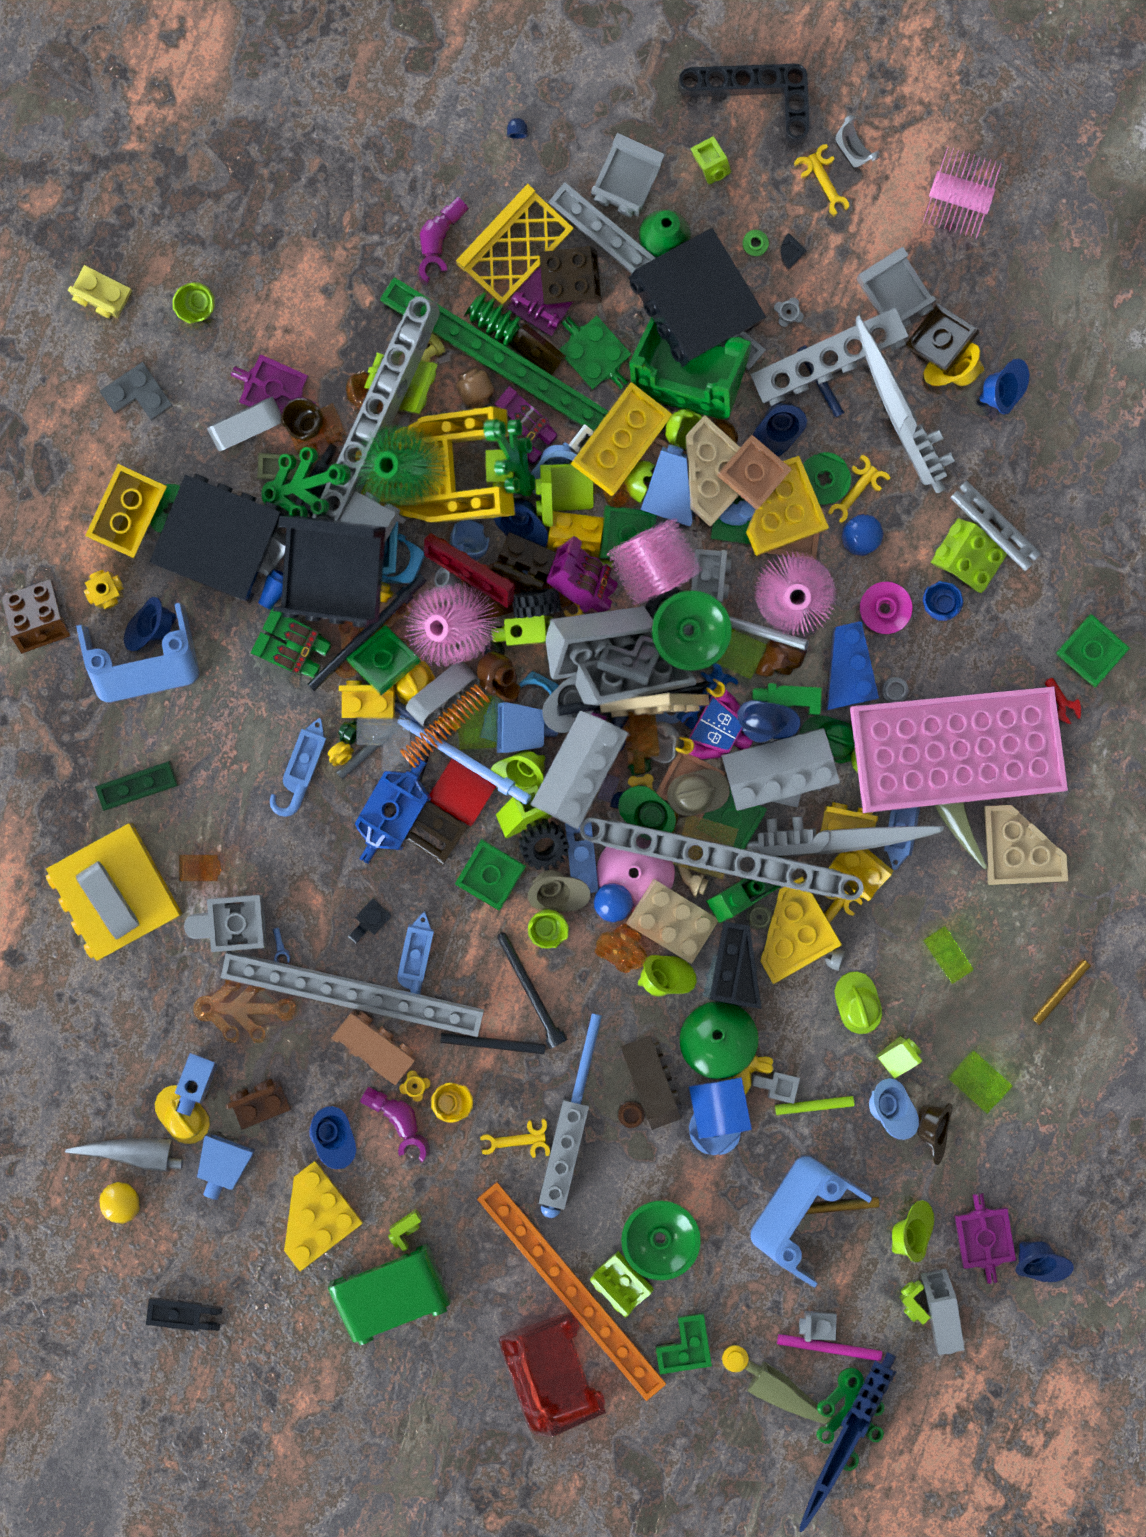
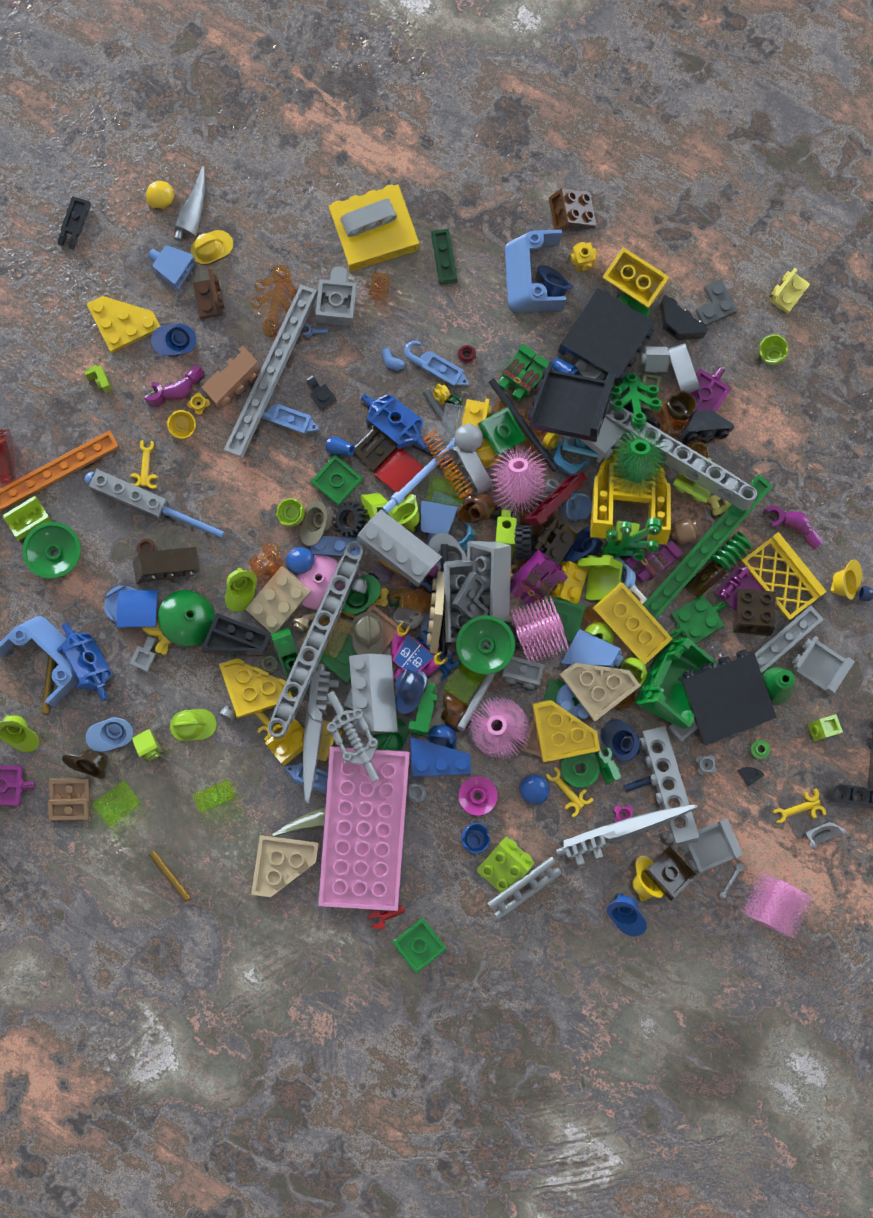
camera: 90 degrees right, 10 degrees down
(174, 440) = (680, 322): none -> black slope
(198, 1071) = (232, 254): medium blue torso -> none
(237, 465) = (655, 359): none -> light grey brick
(268, 725) = (466, 349): none -> dark red plate
(306, 830) = (392, 362): none -> medium blue arm
(324, 382) = (705, 426): none -> black slope
(390, 1295) = (56, 359): green windscreen -> none
(403, 703) = (468, 437): none -> light grey hair
(443, 879) = (337, 446): none -> blue cone
(492, 1043) = (217, 462): black bar -> none
(505, 156) = (848, 580): none -> yellow piece
(553, 1035) = (214, 504): black piece -> none
(637, 814) = (359, 585): none -> light grey hinge
(754, 472) = (593, 712): nougat plate -> none
(814, 1105) = (125, 679): lime bar -> none
(816, 667) = (443, 736): none -> blue hair
(819, 440) = (608, 768): none -> green plate
(821, 1153) = (90, 674): none -> blue plate
(826, 800) = (344, 719): none -> light grey bar
(870, 417) = (620, 810): none -> dark pink plate
(916, 248) = (739, 867): none -> light grey hinge
(985, 1145) = (69, 798): none -> medium nougat slope

